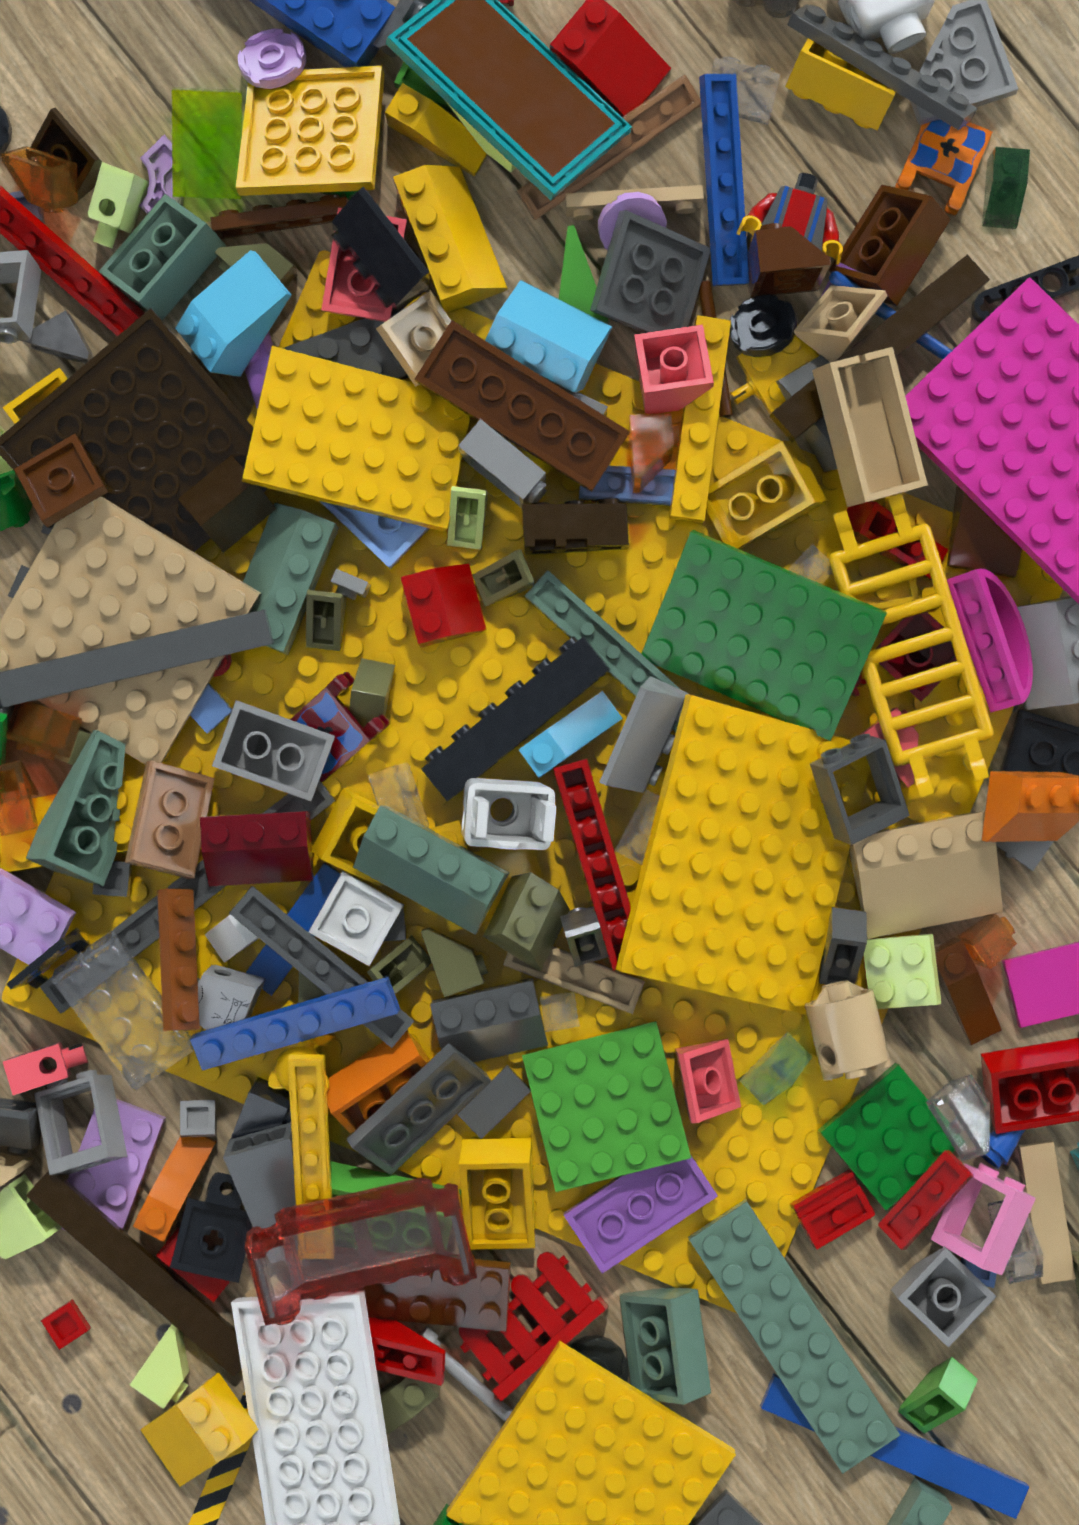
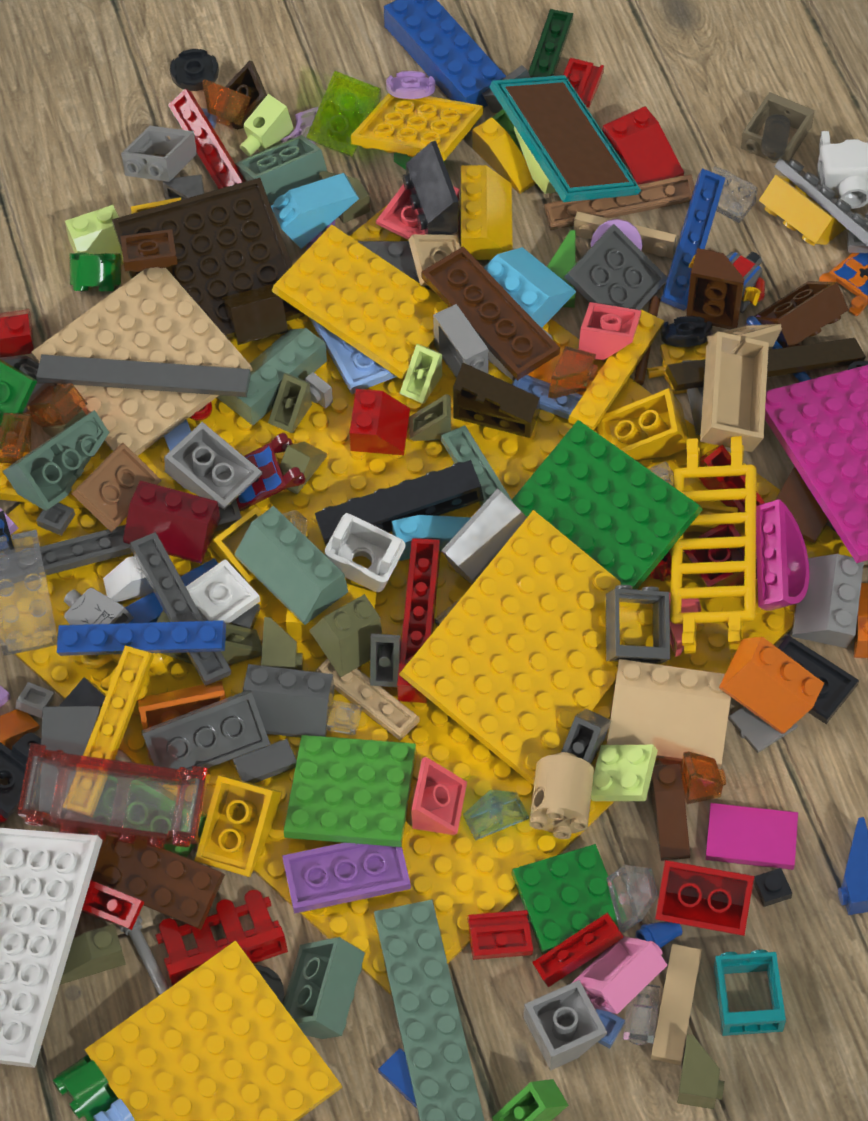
camera: 15 degrees right, 30 degrees down
(178, 960) = (77, 571): dark orange plate -> none
(269, 219) = (366, 170): reddish brown plate -> none

